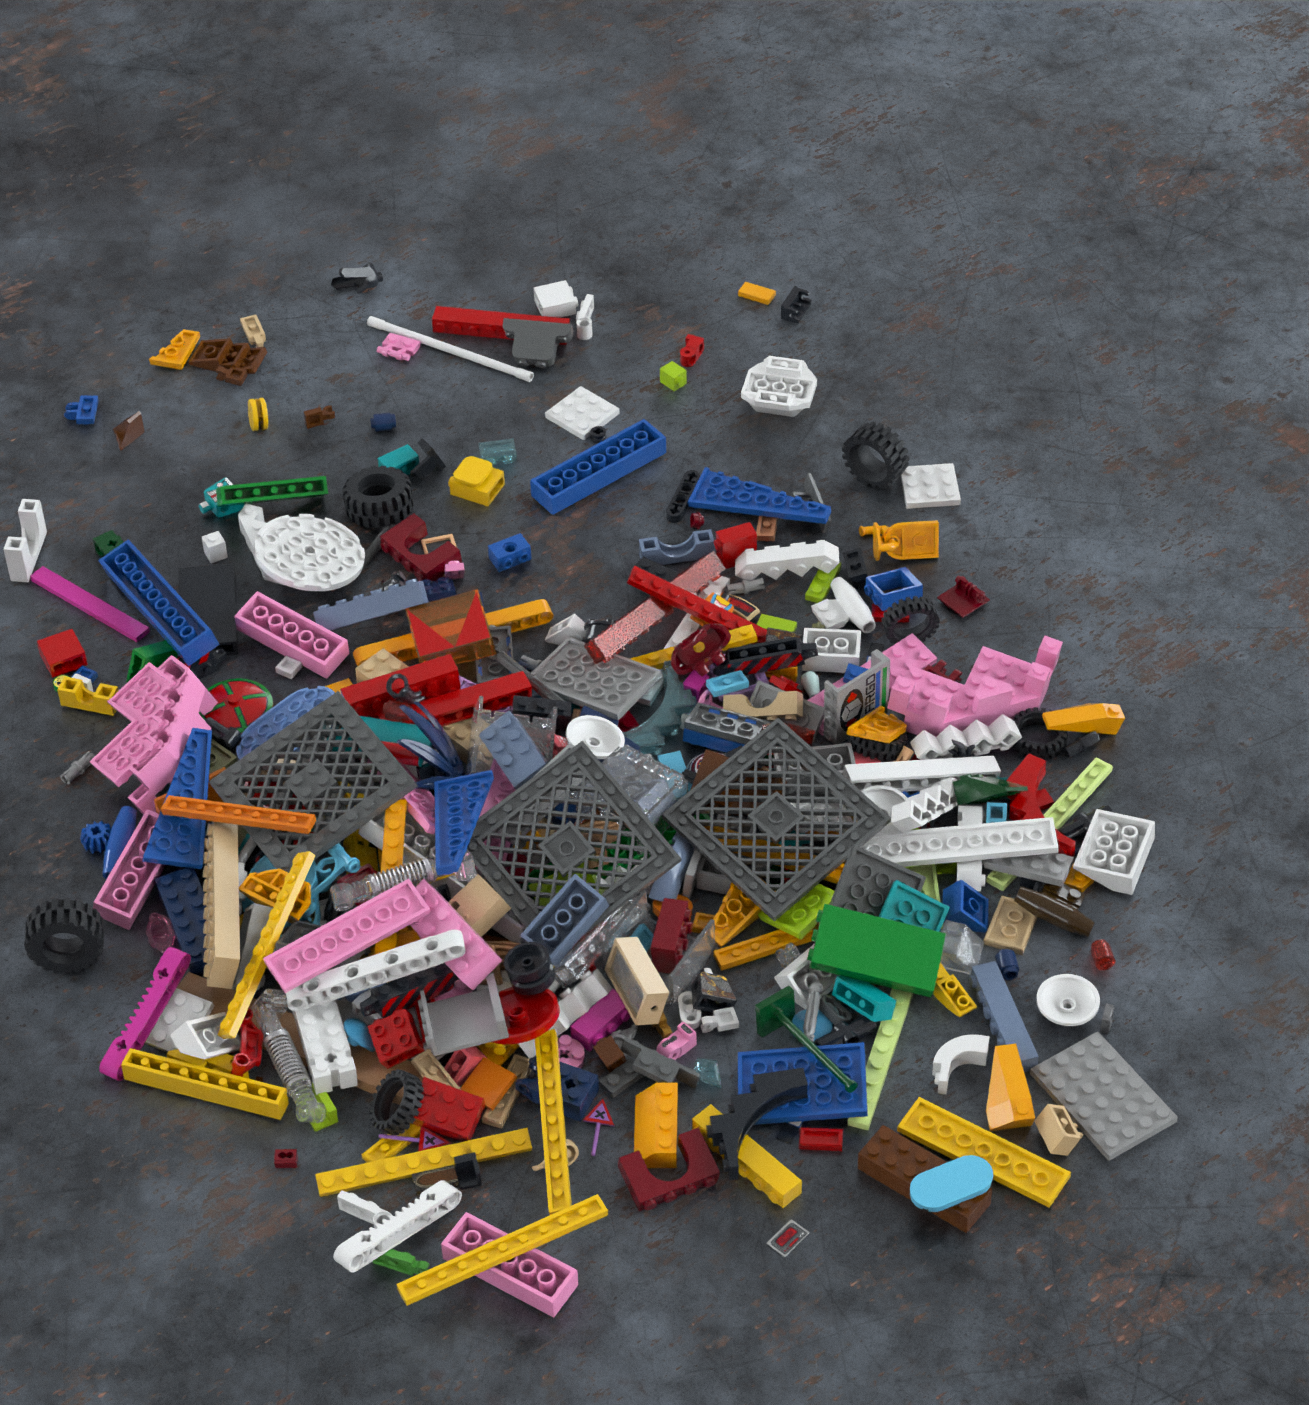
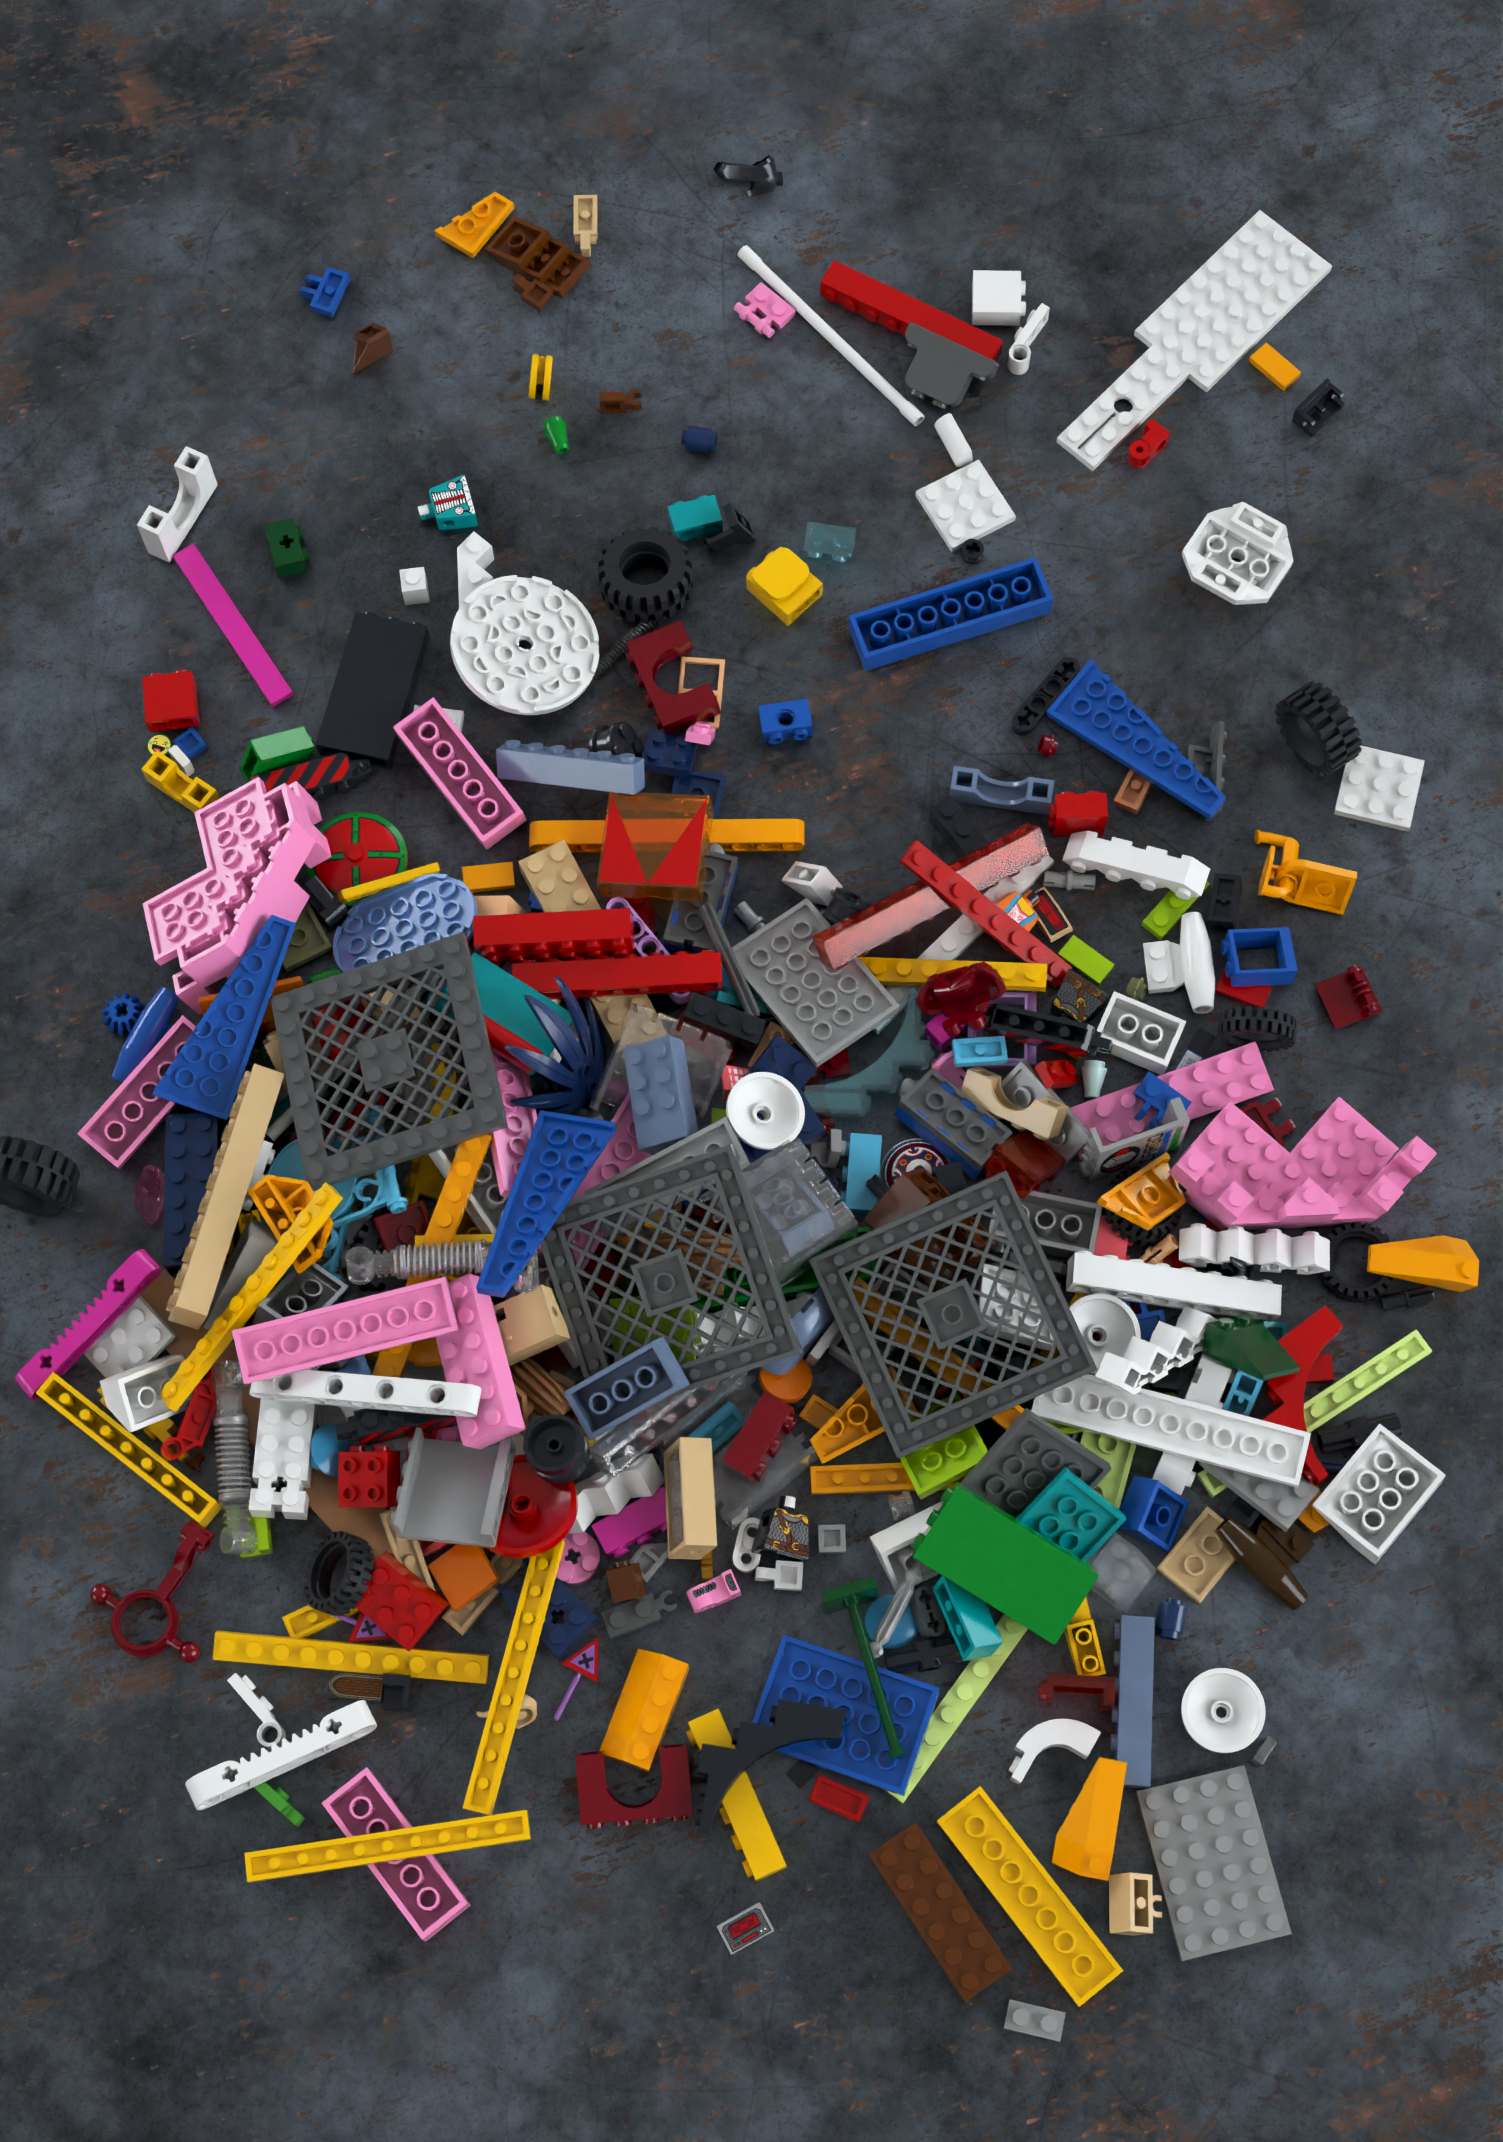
camera: 20 degrees right, 25 degrees up
(77, 768) = (136, 892): light grey pin -> none
(159, 602) = (308, 668): blue brick -> none
(238, 814) = (281, 1081): orange plate -> none
(255, 711) = (385, 883): none -> yellow tile
(271, 491) = (512, 523): green brick -> none
(276, 1119) = (194, 1539): none -> dark red piece
(279, 442) = (556, 433): none -> green cone
(286, 1158) = (184, 1581): dark red piece -> none
(288, 667) = (443, 818): white plate -> none
(393, 712) = (535, 973): clear red brick -> none
(406, 694) = (551, 957): black piece -> none
(559, 379) = (954, 440): none -> white brick
(657, 1066) = (673, 1628): dark grey bracket -> none
(673, 376) = (1107, 483): lime brick -> none
(699, 286) = (1202, 330): none -> white piece
(708, 1071) = (737, 1646): clear light blue piece -> none
(747, 989) = (832, 1539): none -> light grey plate
(951, 1183) = (962, 1950): medium azure tile -> none
(961, 1015) = (1078, 1684): none -> clear red panel
(1021, 1225) = (1034, 2020): none -> light grey plate
(1102, 955) = (1297, 1649): clear red brick -> none

